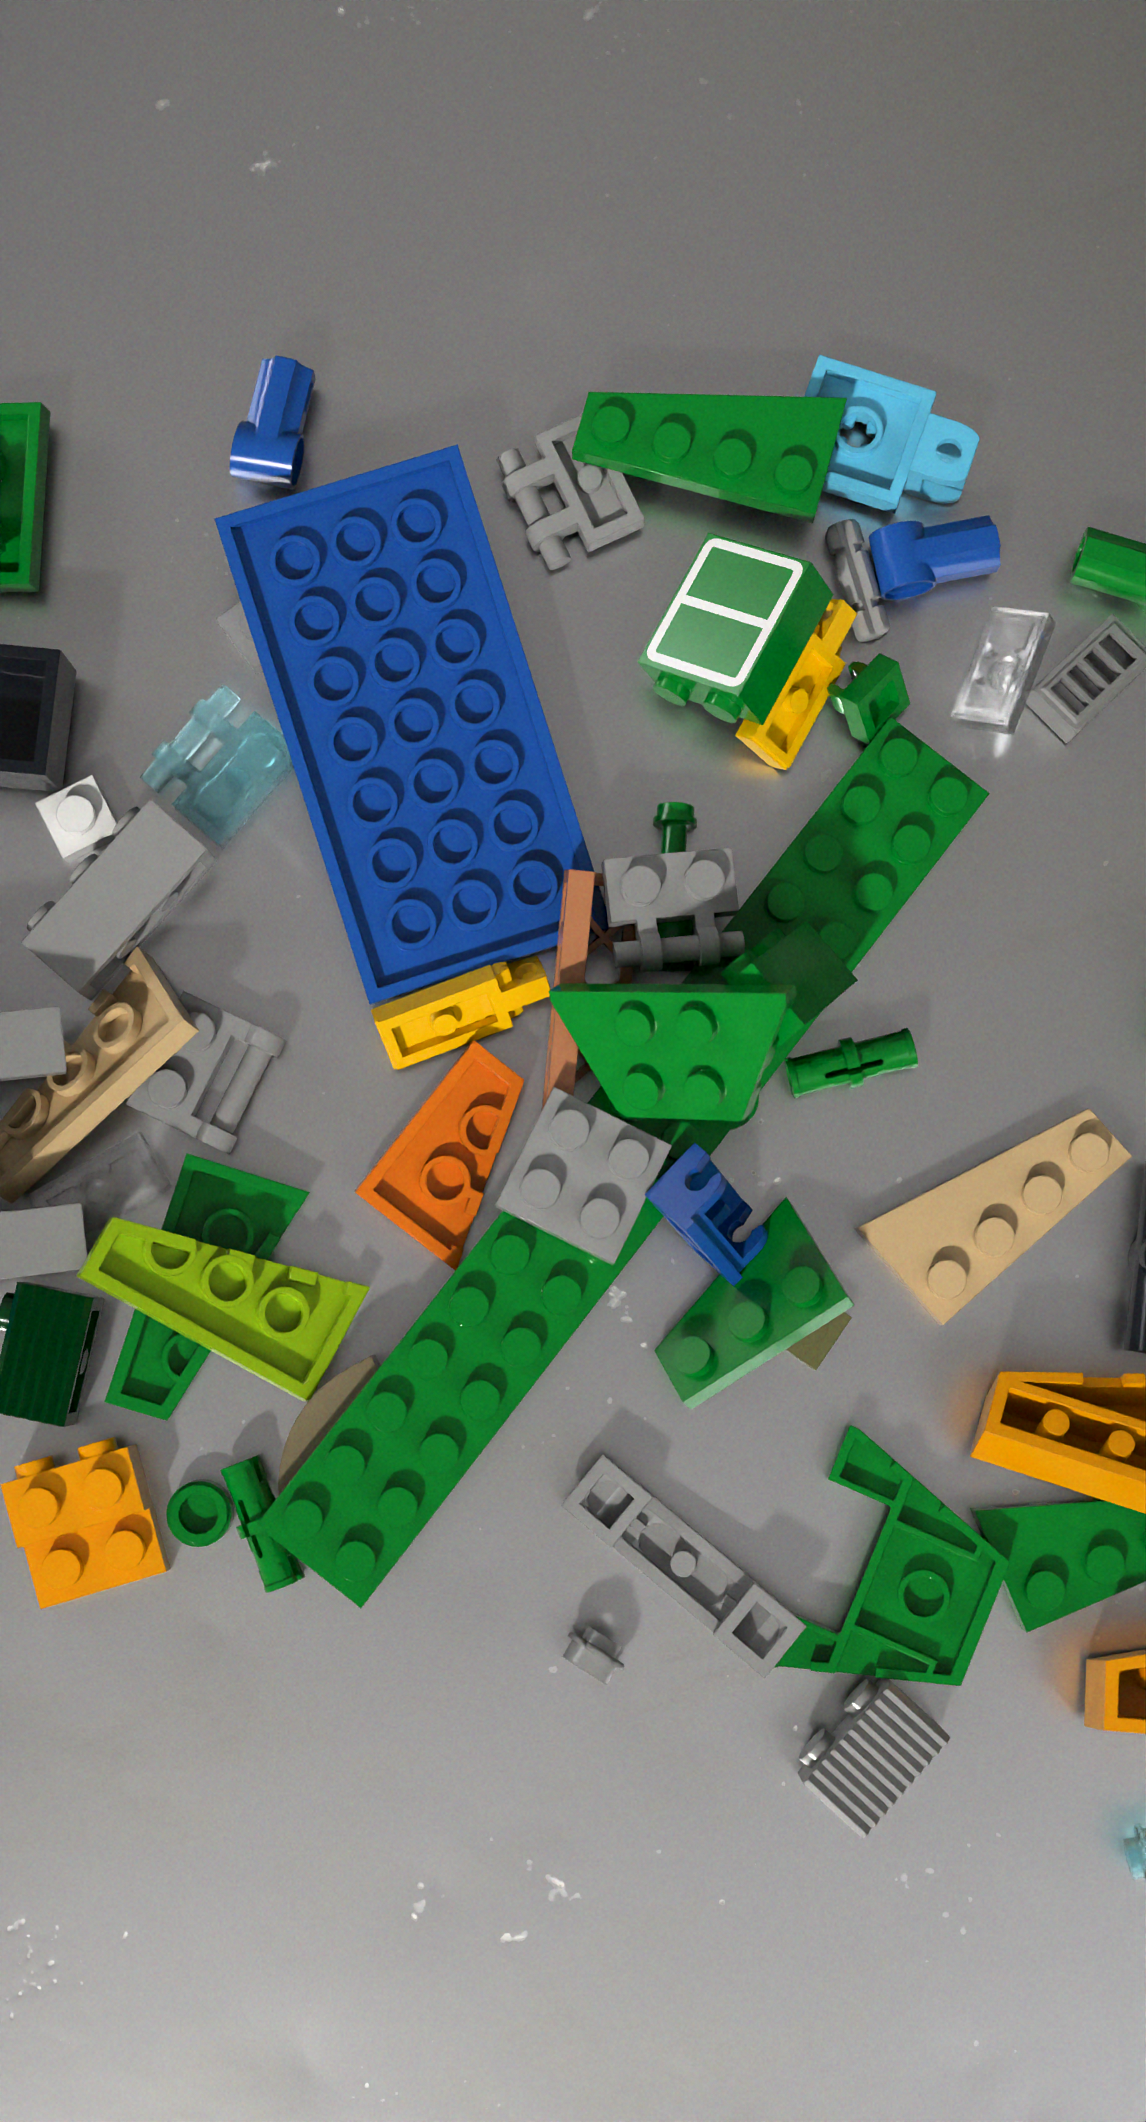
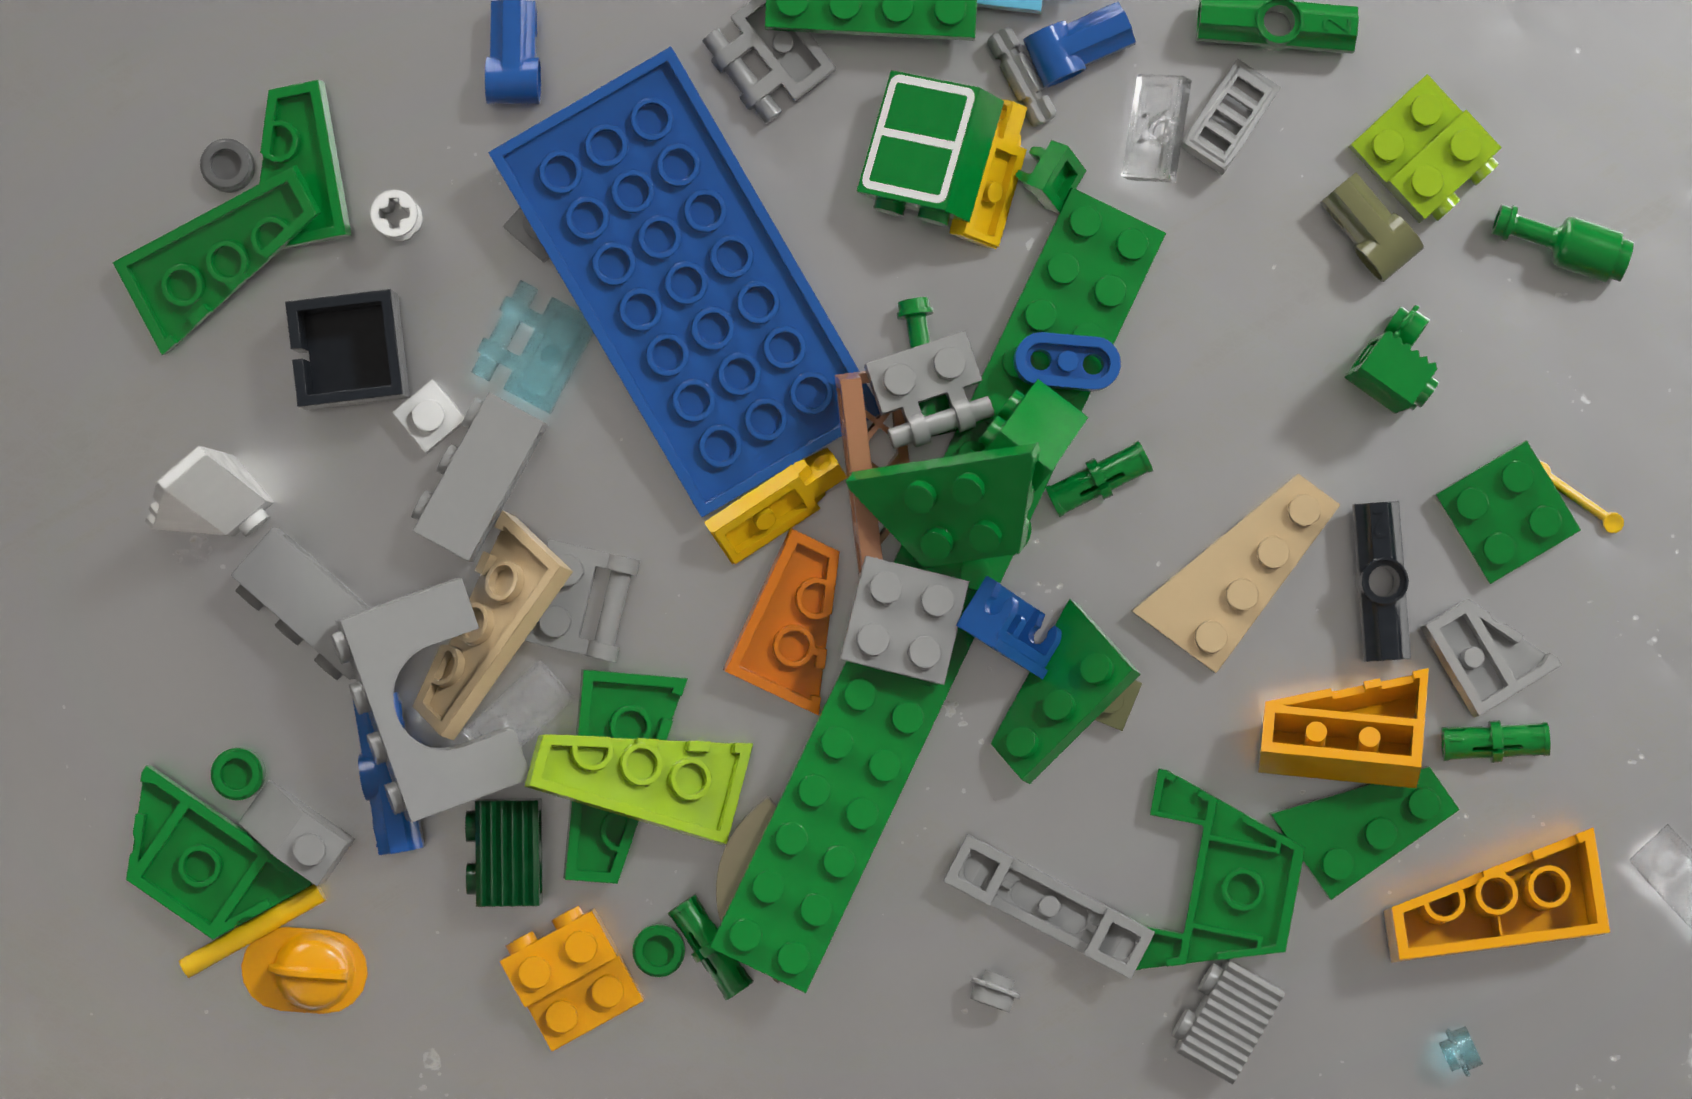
camera: 10 degrees left, 5 degrees up
(82, 564) = (386, 204): none -> white bush
(843, 908) = (1066, 361): none -> blue plate

